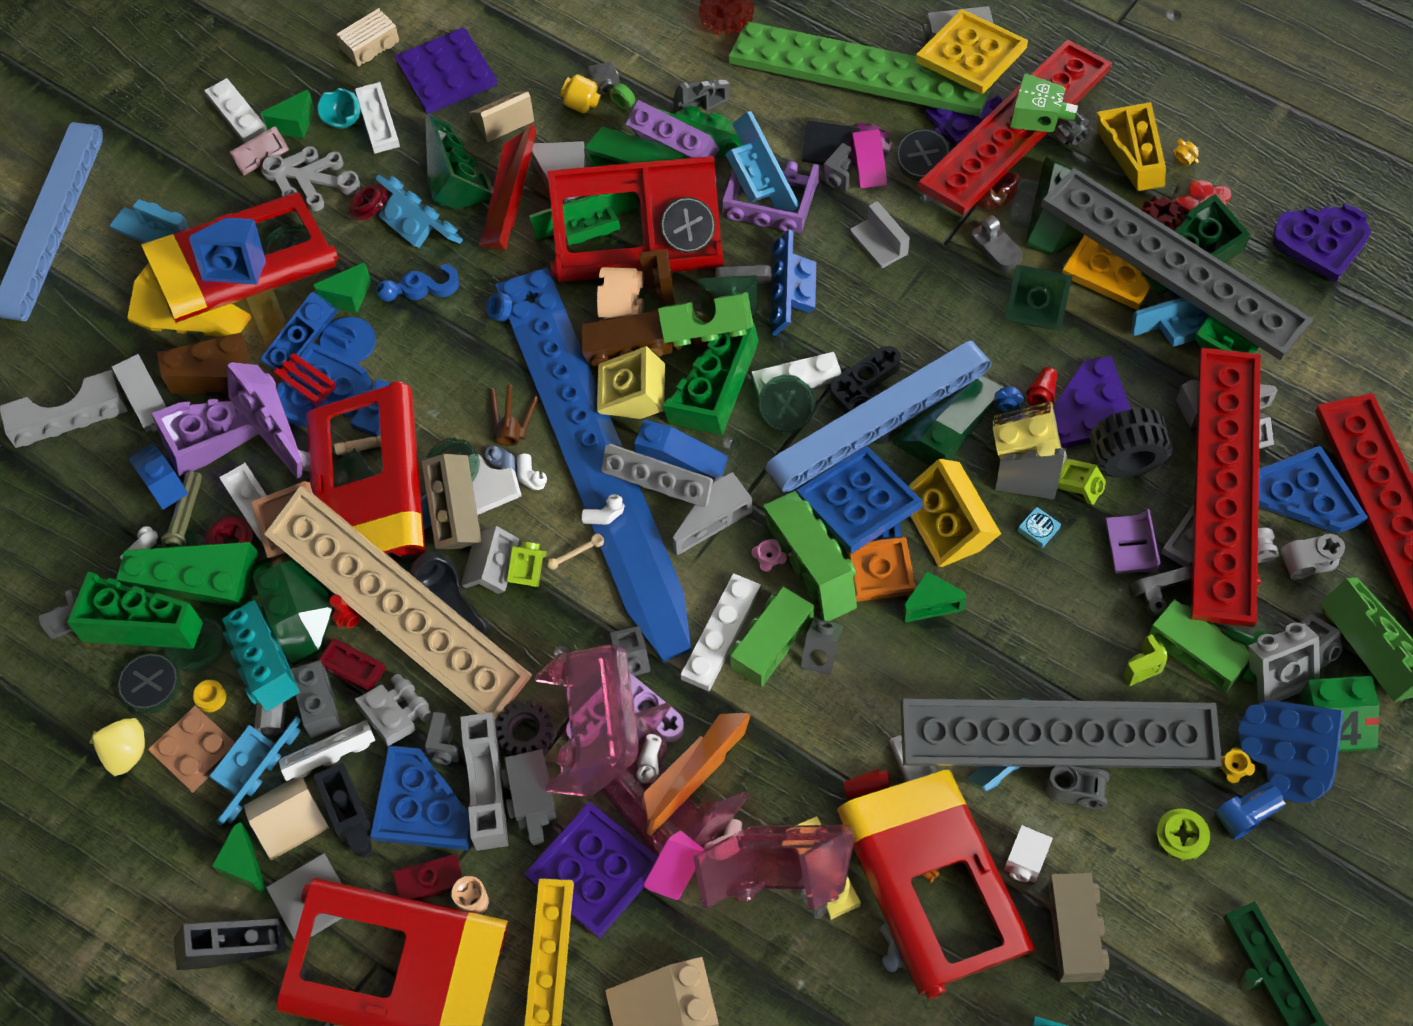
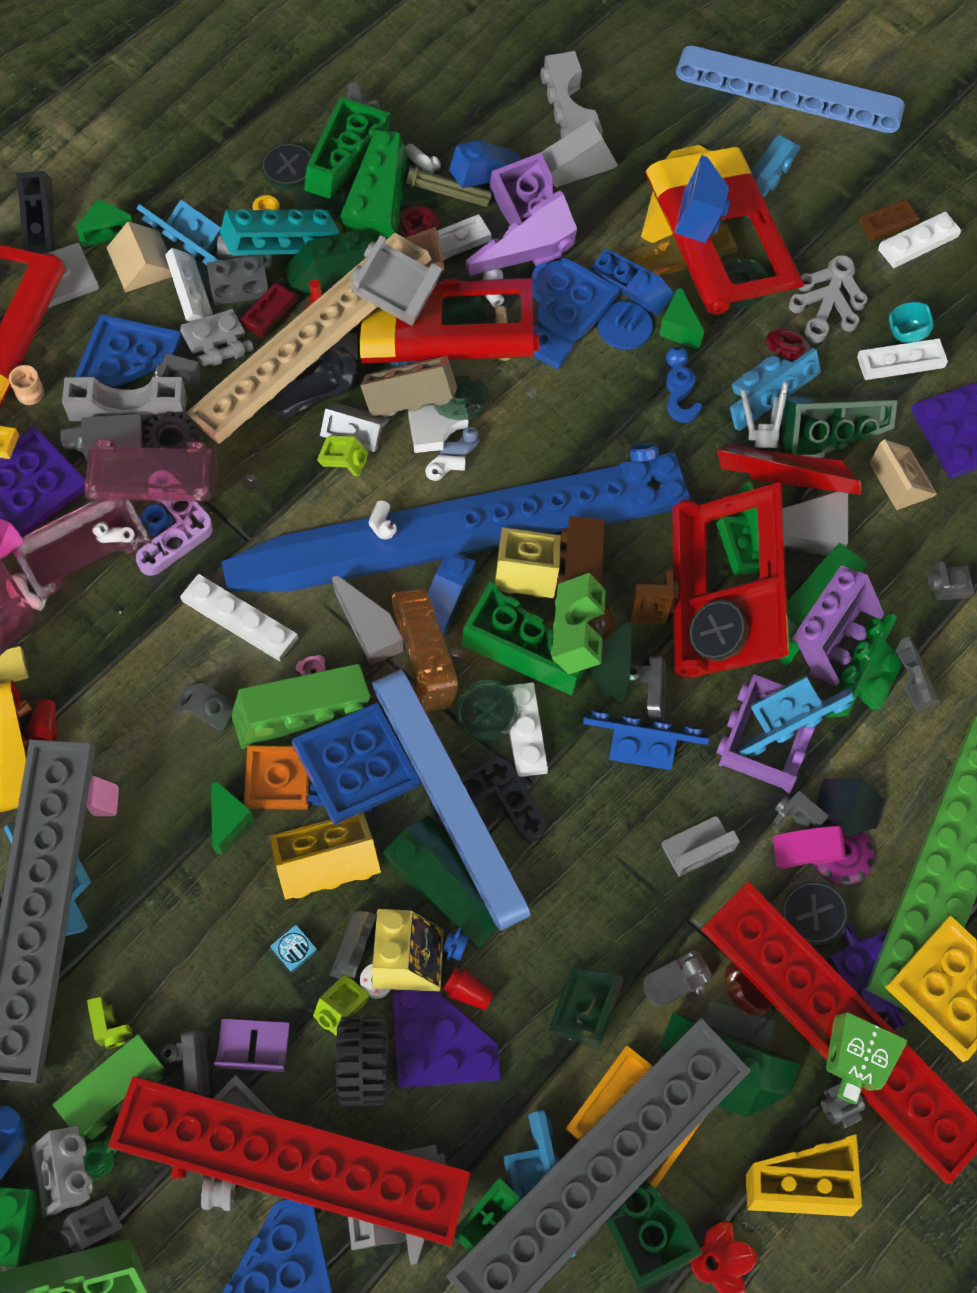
camera: 90 degrees right, 5 degrees up
(119, 745) = (227, 140): light yellow piece -> none
(192, 748) = (218, 192): nougat plate -> none
(202, 365) = (601, 213): reddish brown wedge -> none
(215, 133) = (889, 220): none -> reddish brown plate
(253, 152) = (865, 256): plate -> none
(291, 116) = (907, 282): green slope -> none
(312, 371) = (584, 267): red tile -> none
(343, 506) = (394, 281): none -> light grey panel
(345, 808) = (125, 294): black brick -> none
(428, 878) = (54, 358): dark red plate -> none
(472, 212) = (767, 434): none -> light grey plant
(508, 429) = (496, 450): reddish brown plant -> none
(580, 93) = (924, 551): yellow head -> none
(596, 540) = (356, 515): tan hinge -> none
(619, 293) = (636, 557): light nougat brick -> none
(622, 96) = (918, 595): bright green tile -> none
(635, 647) = (232, 531): dark grey bracket -> none
(657, 475) = (412, 571): light grey bracket -> none
(692, 769) = (92, 564): orange wedge -> none
(740, 445) = (426, 649): none -> clear orange beam
(771, 636) = (217, 655): bright green brick -> none
(1175, 212) = (687, 1197): dark red gear -> none
(1186, 152) = (796, 1250): yellow plate -> none
(1312, 555) = (192, 1244): light grey piece -> none

